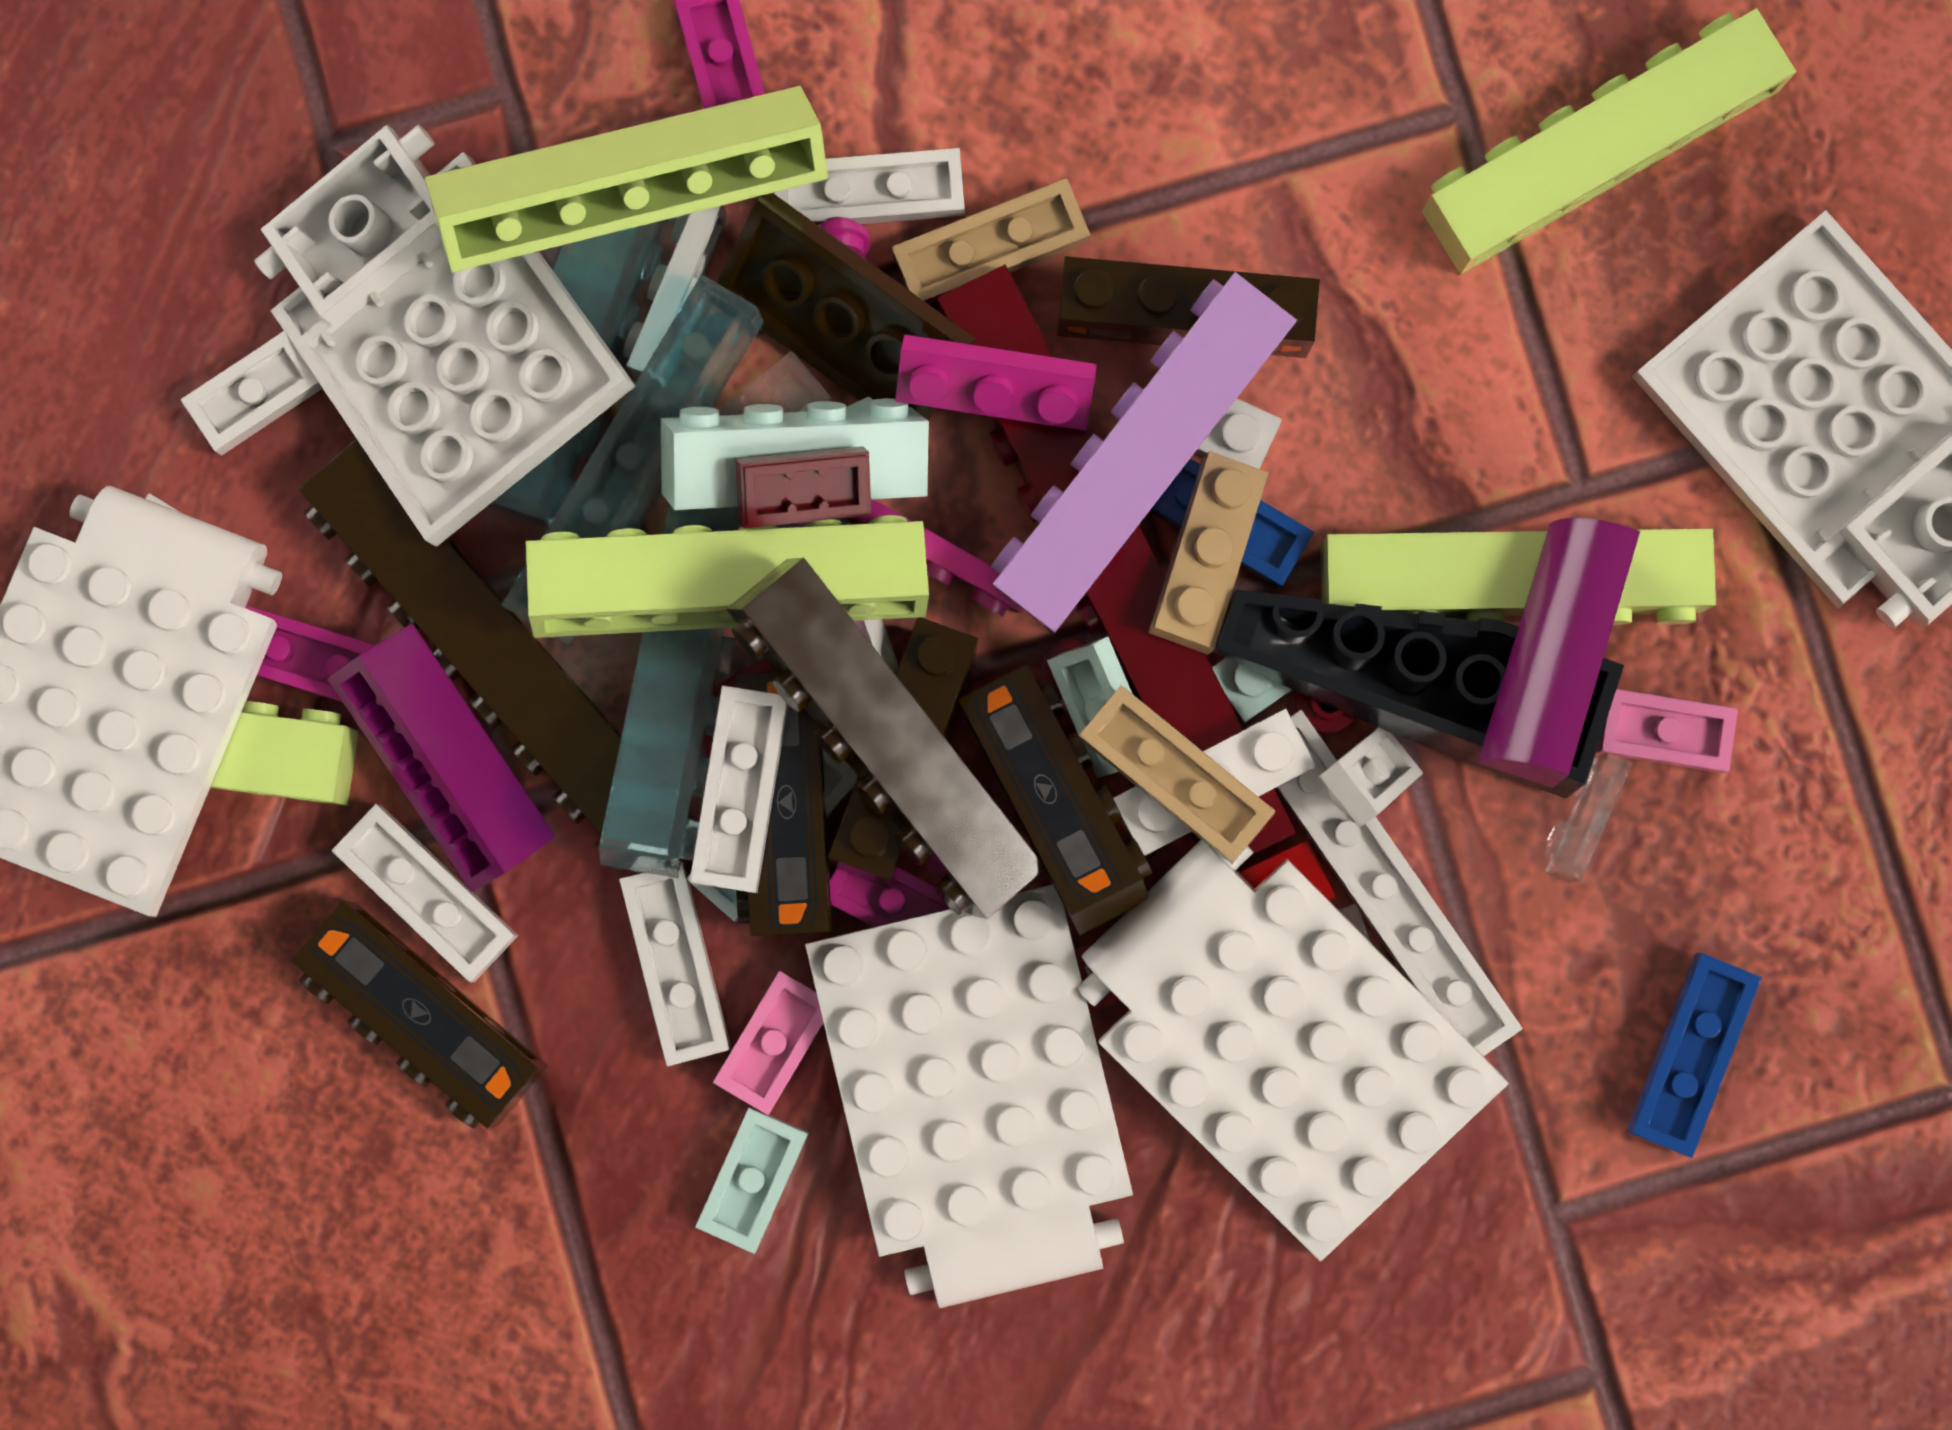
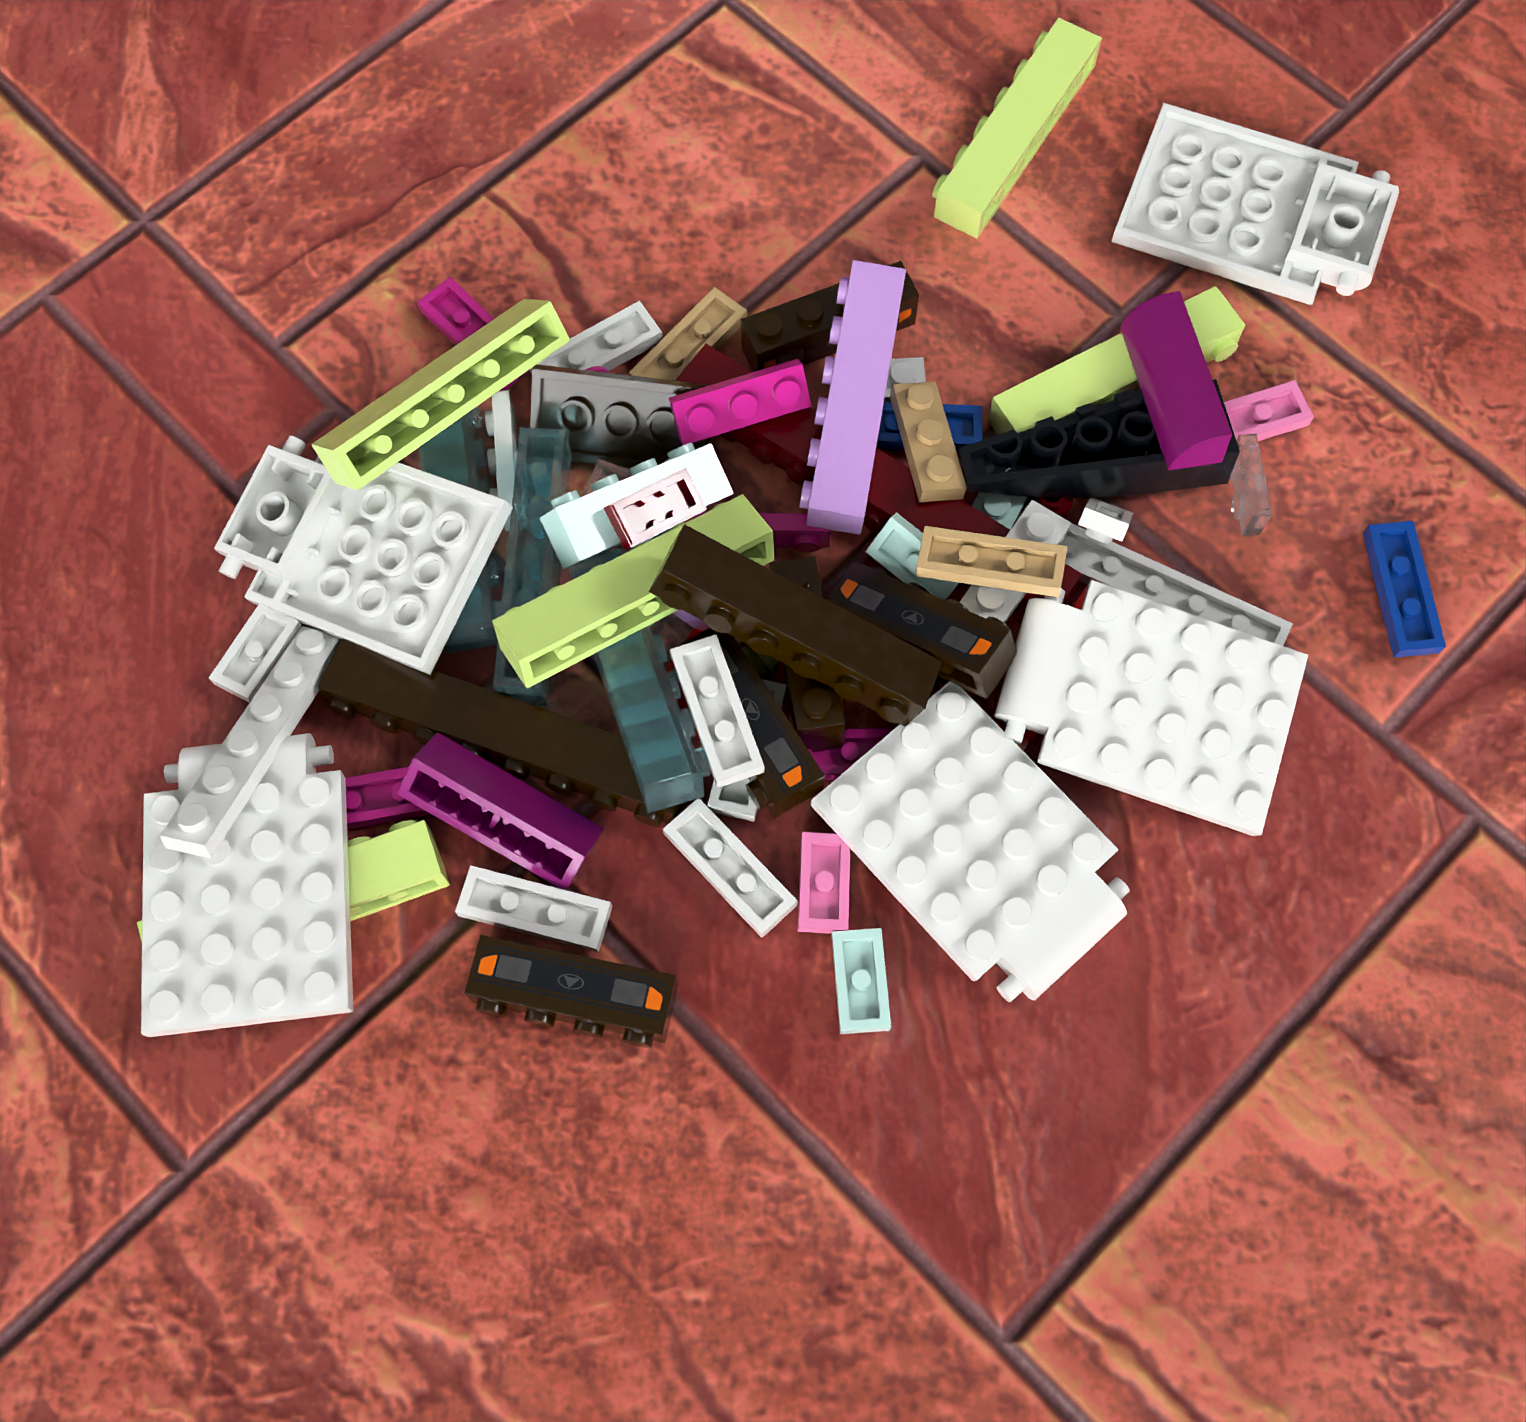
camera: 30 degrees left, 15 degrees down
(186, 529) = (250, 746): none -> white plate

